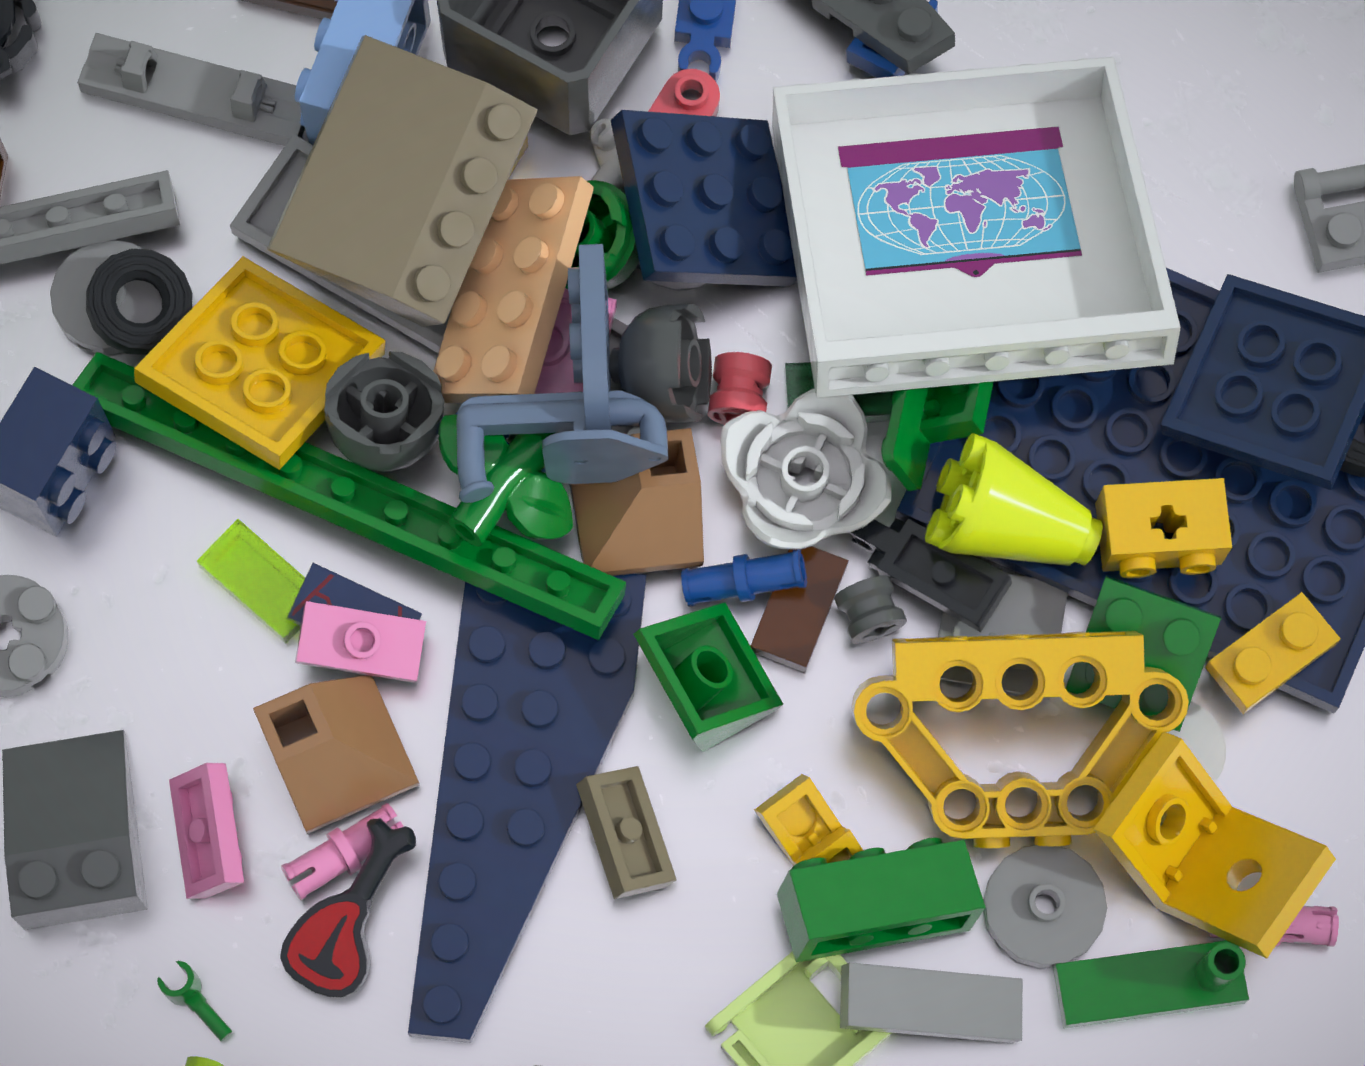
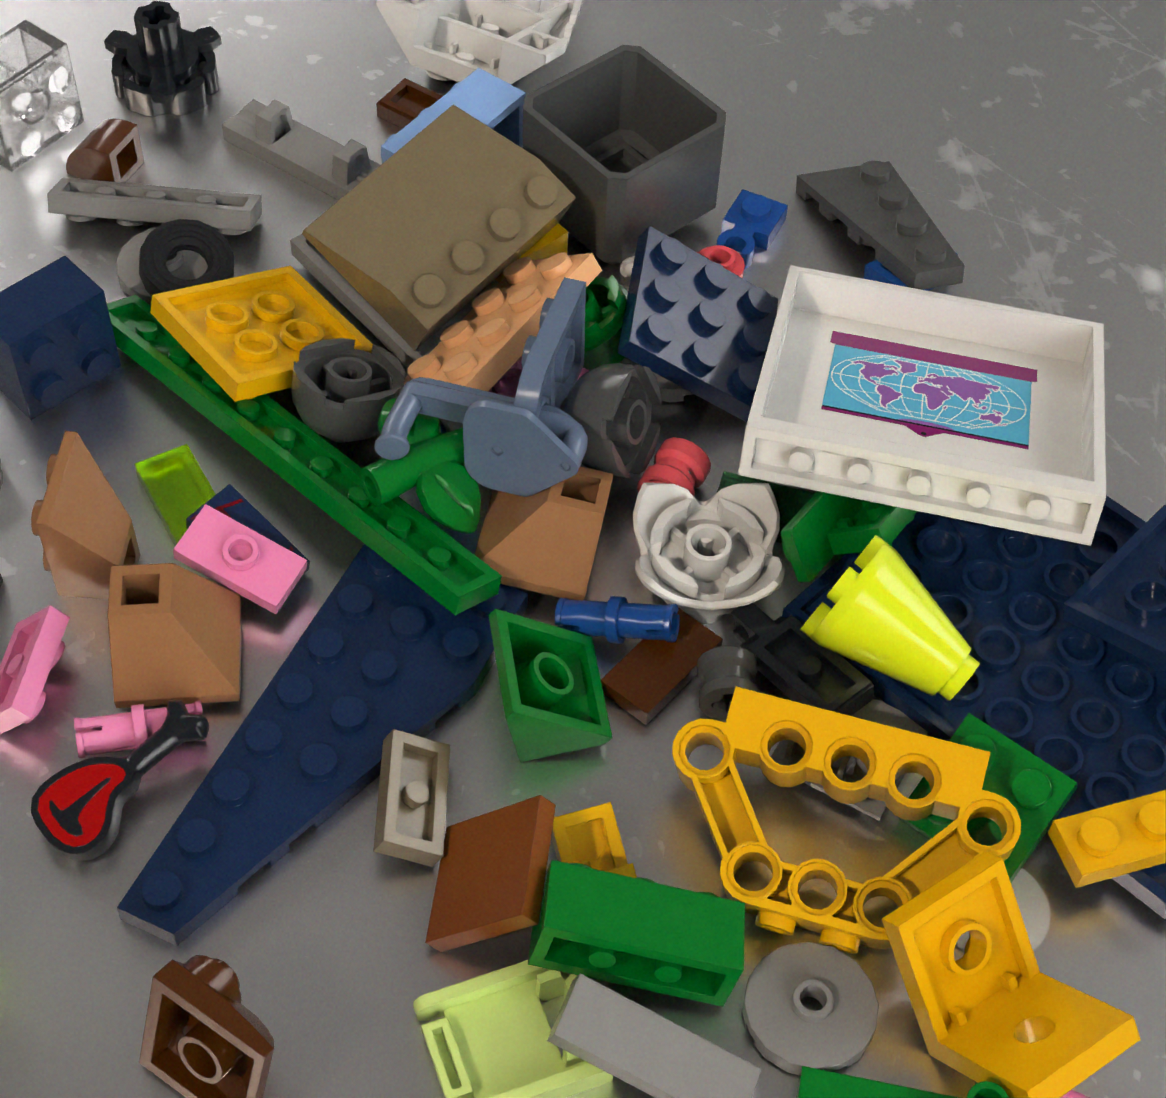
camera: 20 degrees right, 20 degrees down
(201, 664) = (81, 523): none -> medium nougat slope
(731, 888) = (491, 874): none -> dark orange tile
(1188, 508) = (1042, 687): yellow brick -> none

